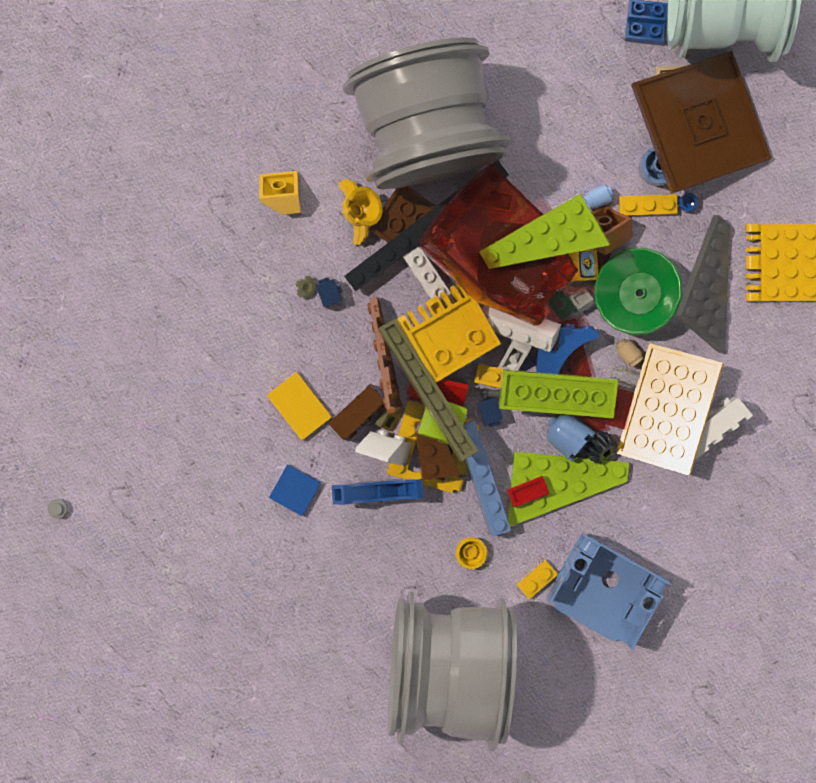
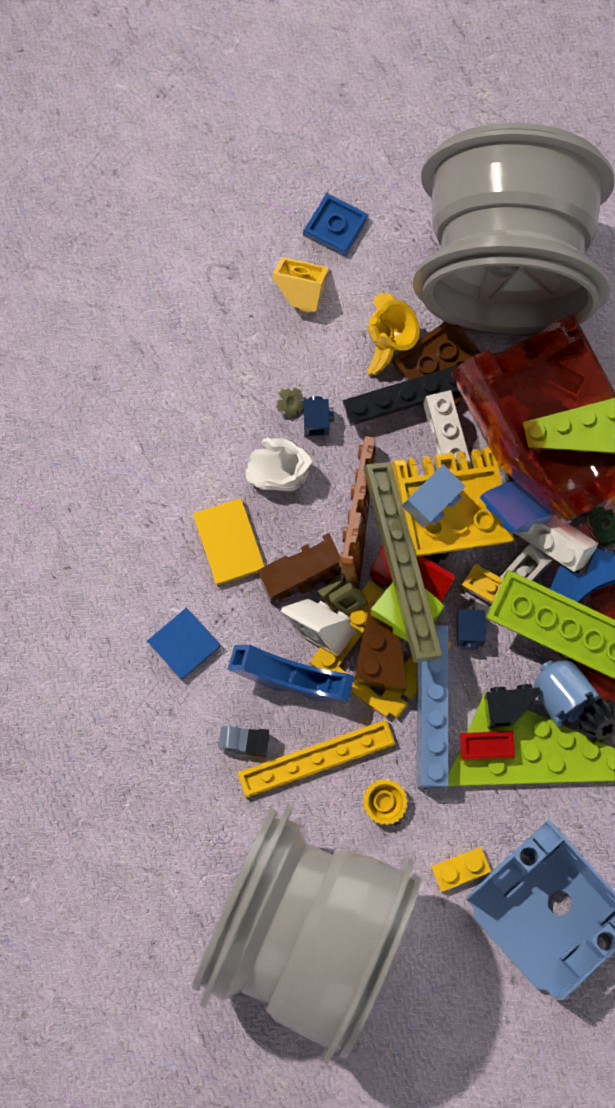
camera: 20 degrees right, 15 degrees down
(290, 134) = (335, 224): none -> blue tile
(314, 341) = (278, 466): none -> white hair
(361, 544) = (244, 741): none -> leg
(397, 422) = (347, 598): none -> olive plate
(414, 538) = (316, 758): none -> yellow tile
(435, 337) = (433, 496): none -> medium blue brick
(493, 325) = (515, 507): none -> blue slope
(535, 460) = (508, 706): none -> black slope

